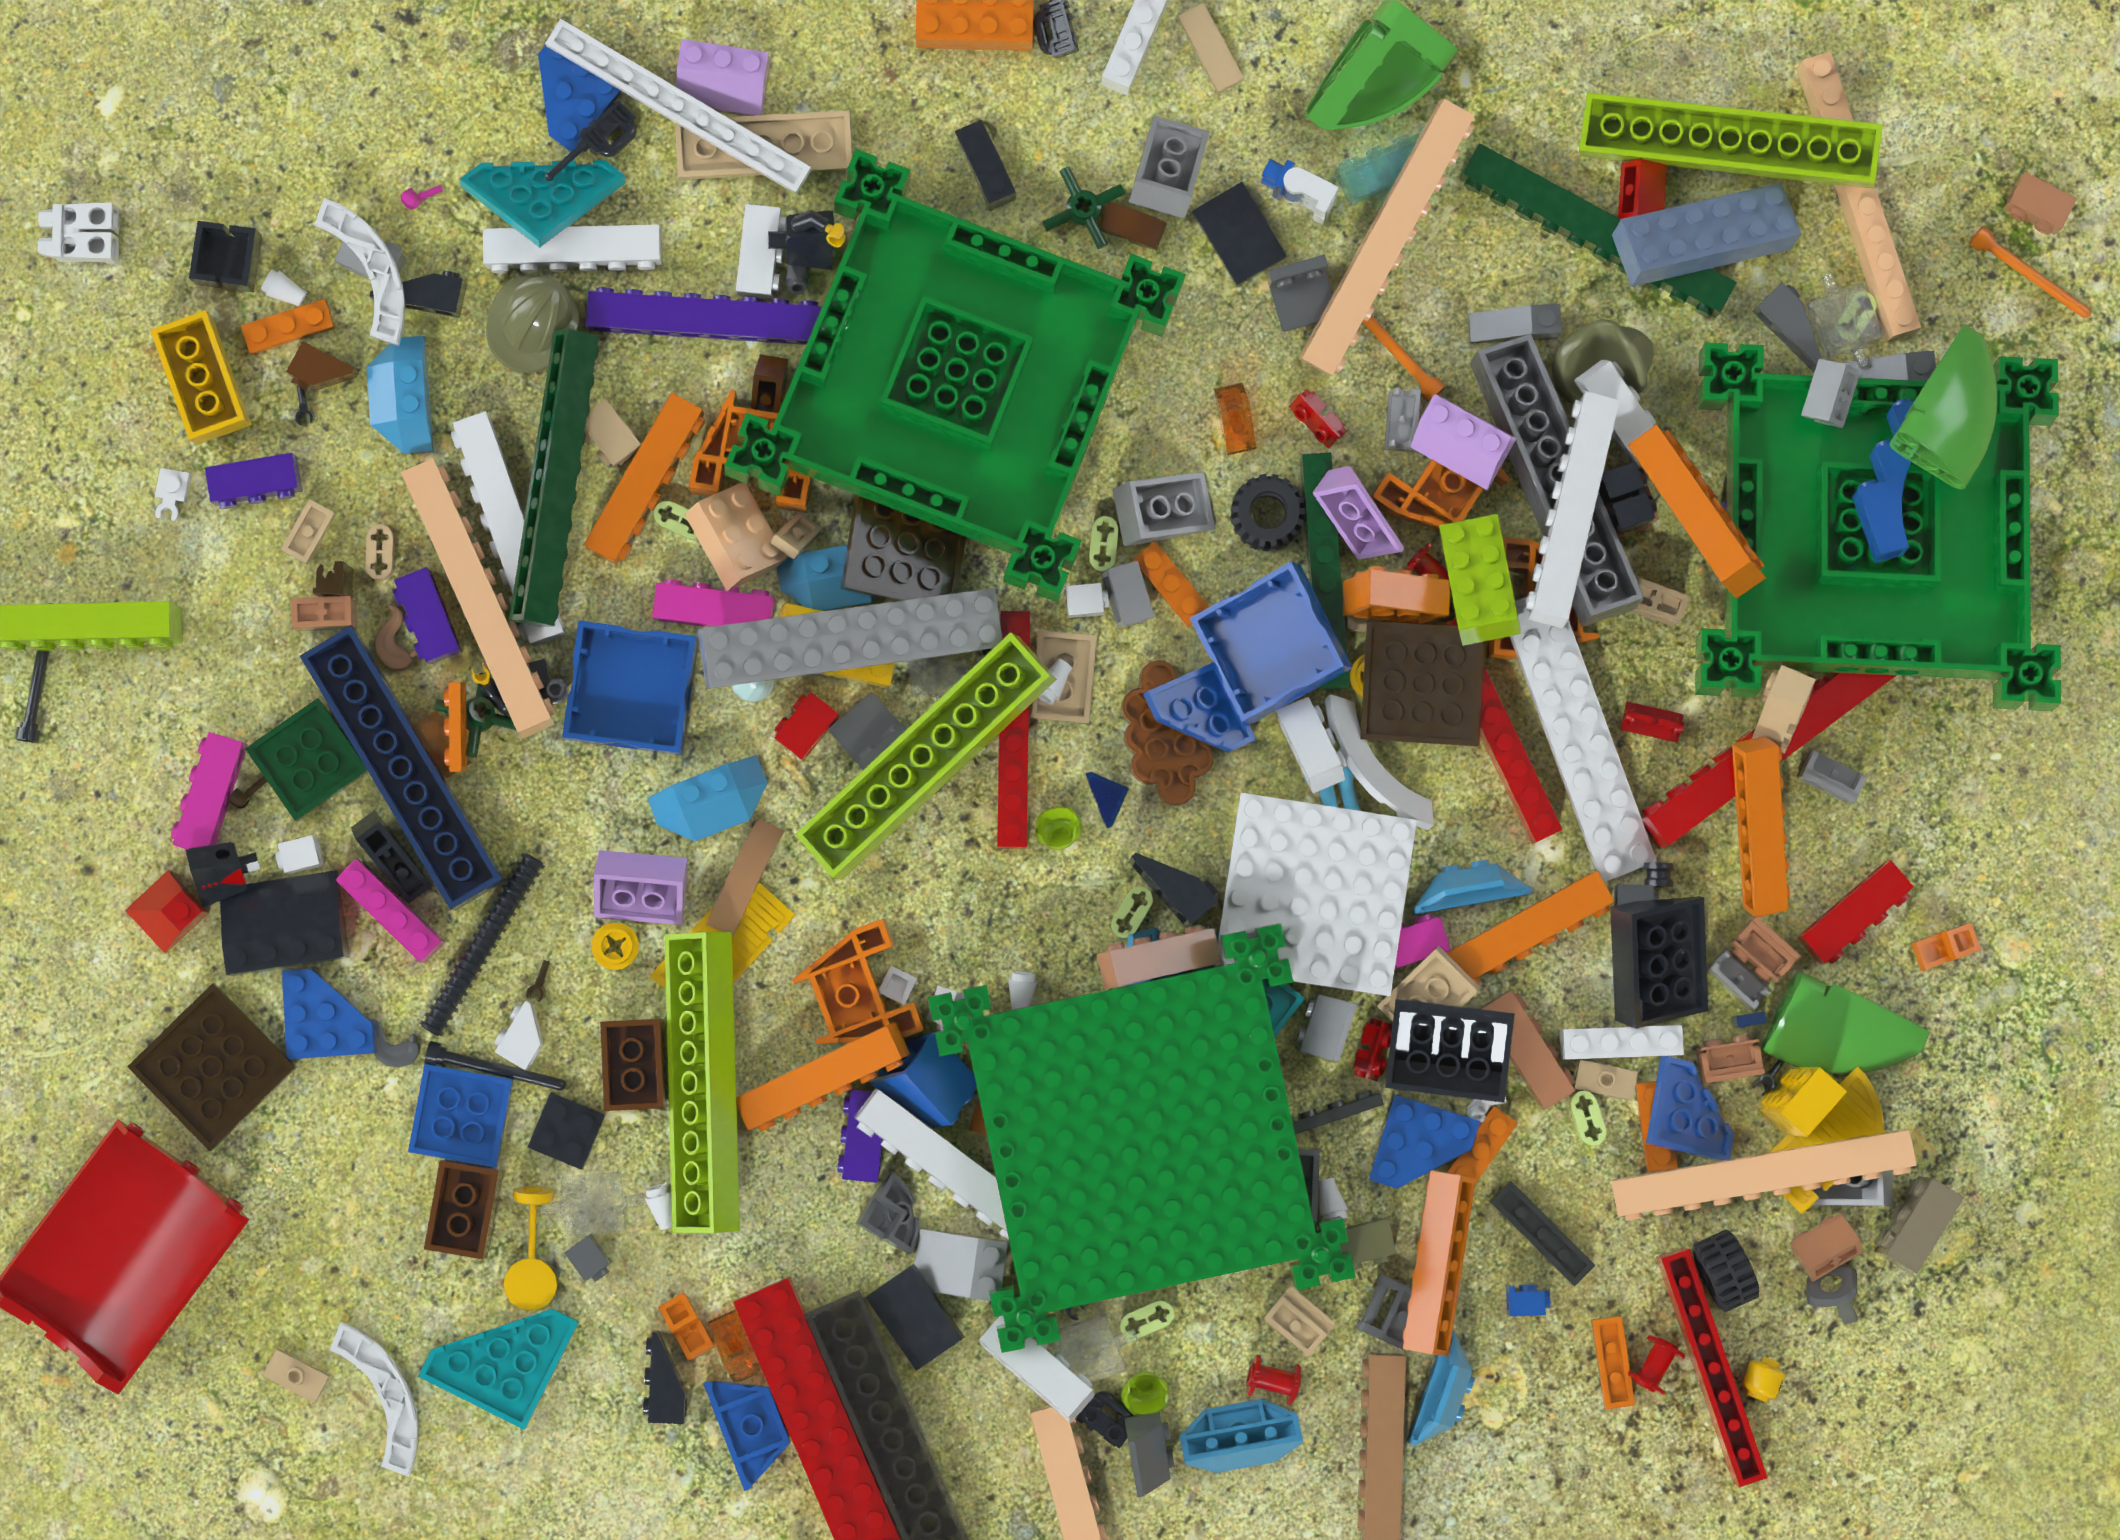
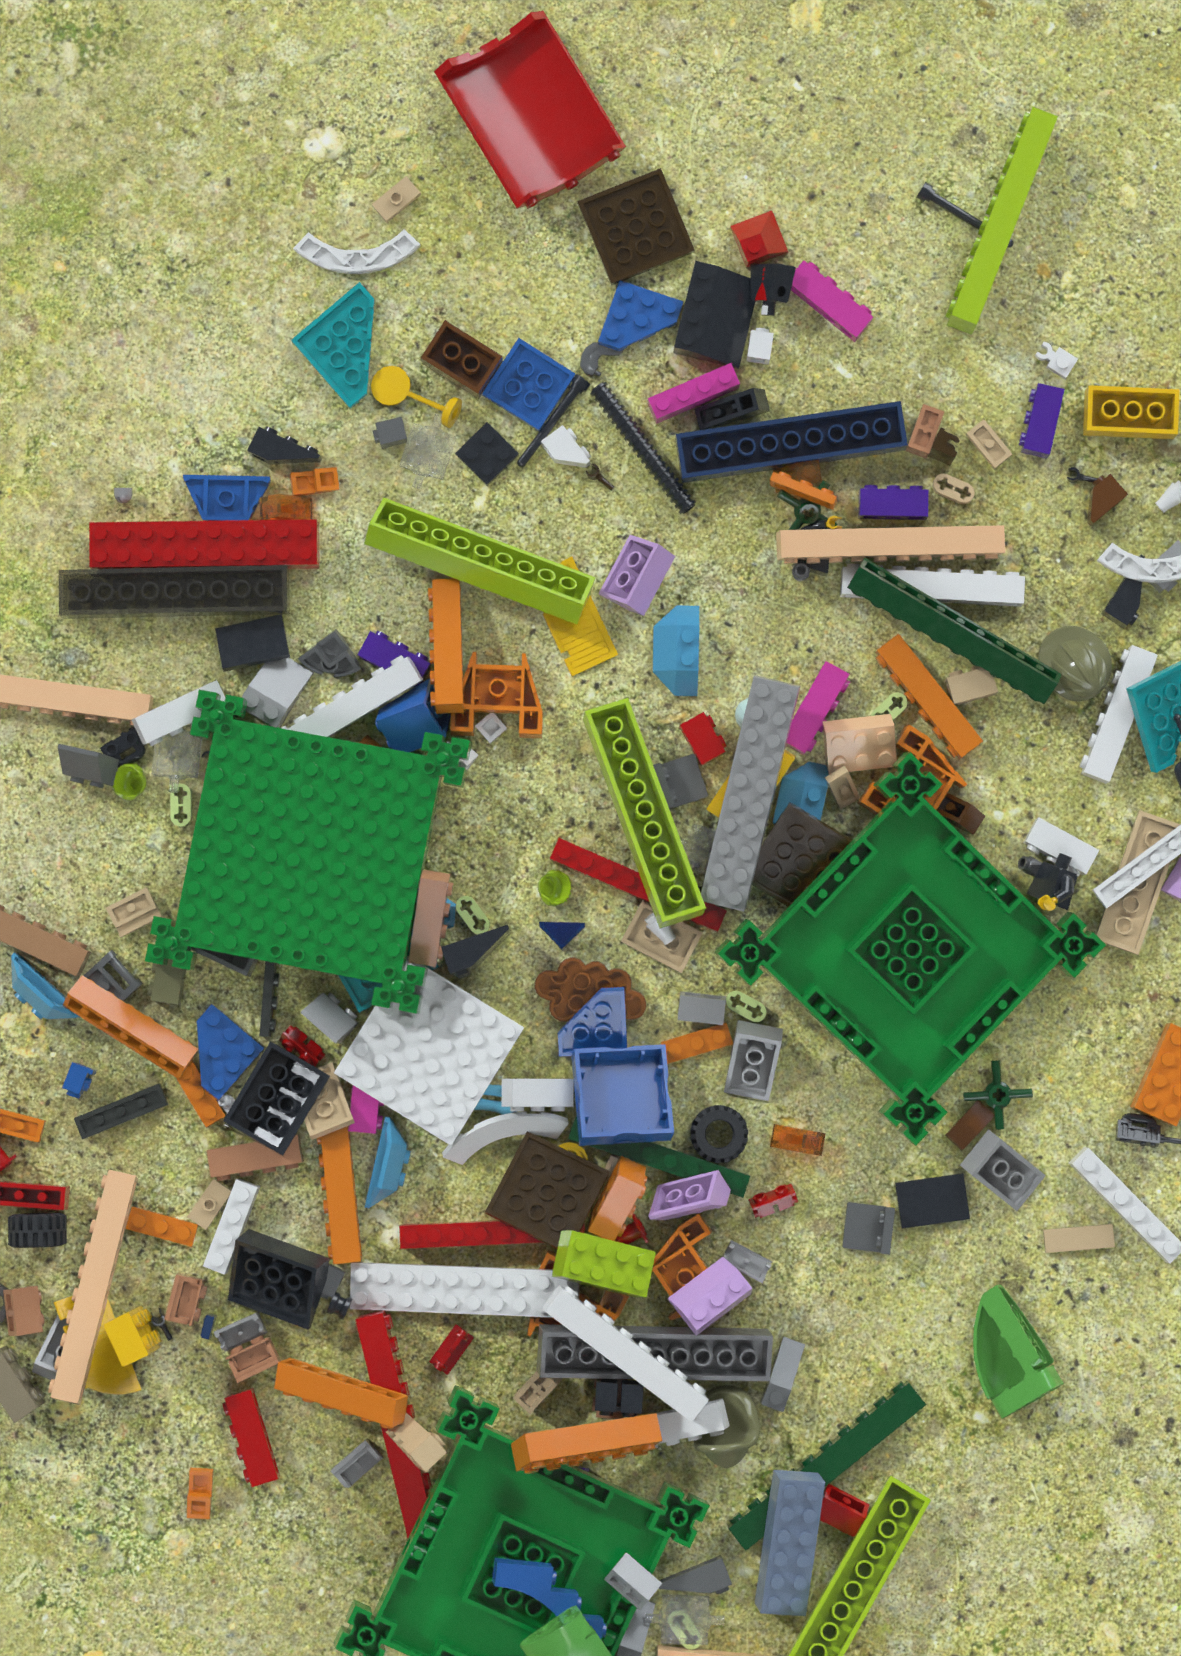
camera: 120 degrees right, 0 degrees up
(241, 799) = (817, 321): dark brown hand -> none
(288, 326) = (1144, 489): orange plate -> none
(307, 759) = (826, 377): dark green plate -> none
(385, 646) = (884, 466): medium nougat piece -> none
(401, 395) = (1060, 549): dark azure wedge -> none
(601, 944) = (608, 531): yellow gear -> none
(630, 688) = (781, 625): blue tile -> none
(633, 1064) = (512, 518): reddish brown brick -> none
(660, 1204) = (407, 497): white cone -> none
(701, 317) = (1030, 784): dark purple brick -> none
(745, 876) = (613, 651): medium nougat slope -> none
(986, 165) = (1058, 1037): black slope -> none
(1021, 988) = (451, 814): white cone -> none
(1086, 600) = (710, 976): white brick -> none
(1240, 1436) = (71, 835): dark azure wedge -> none
(1273, 1379) = (100, 876): red hose -> none
(1301, 188) = (947, 1258): white hips -> none
(1330, 1200) = (208, 970): white cone -> none
(1376, 171) = (936, 1338): clear light blue brick -> none
(1386, 237) = (884, 1306): light nougat brick -> none
(1428, 384) = (763, 1292): orange piece -> none
(1580, 1119) = (187, 1185): yellowish green beam -> none
(1686, 1114) = (160, 1251): blue plate -> none
(1838, 1030) = (172, 1386): bright green panel -> none

